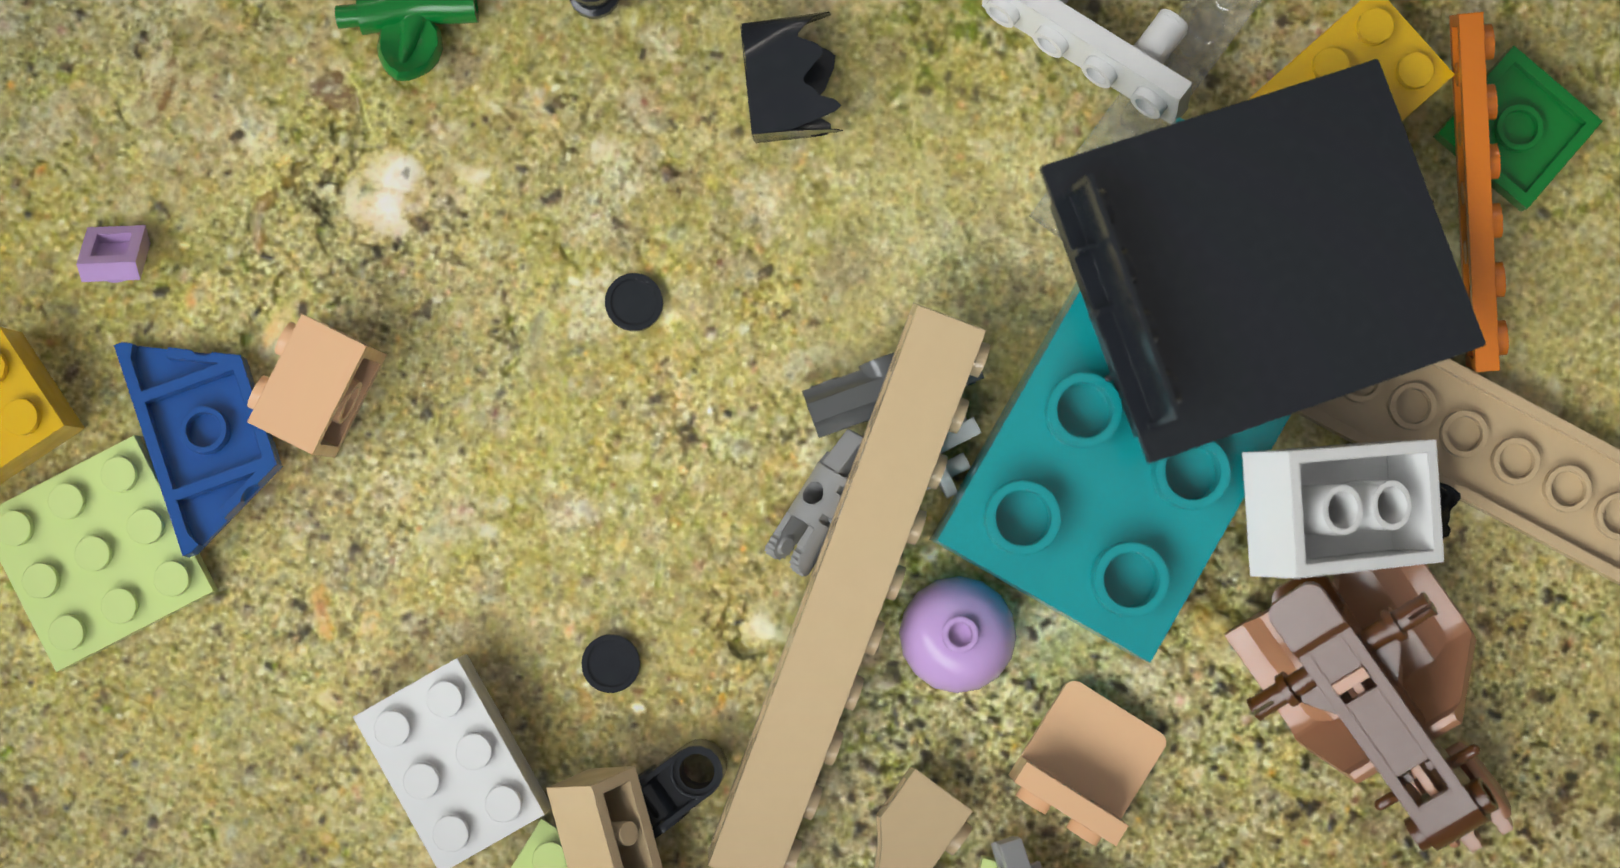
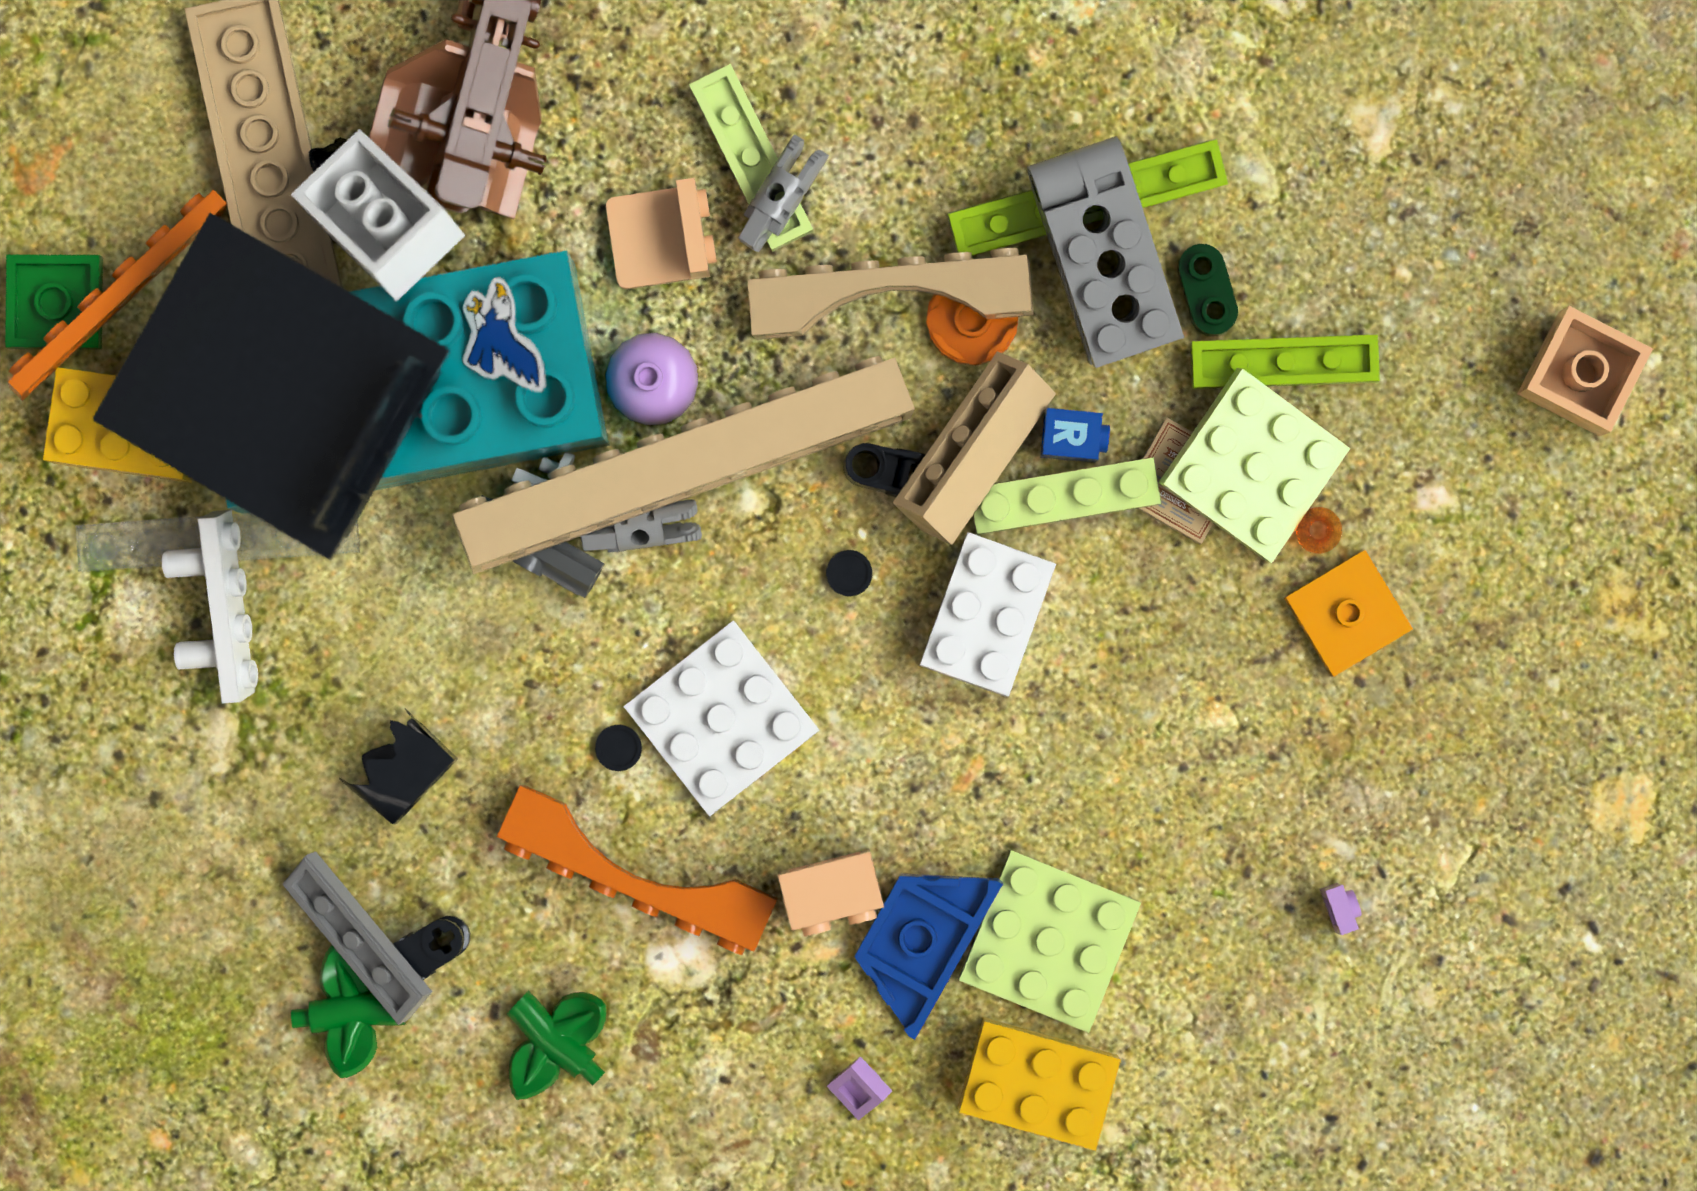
camera: 130 degrees left, 0 degrees up
(392, 271) = (548, 829): none -> orange arch
(576, 423) = (721, 718): none -> white plate
(1116, 515) = (494, 341): none -> sticker

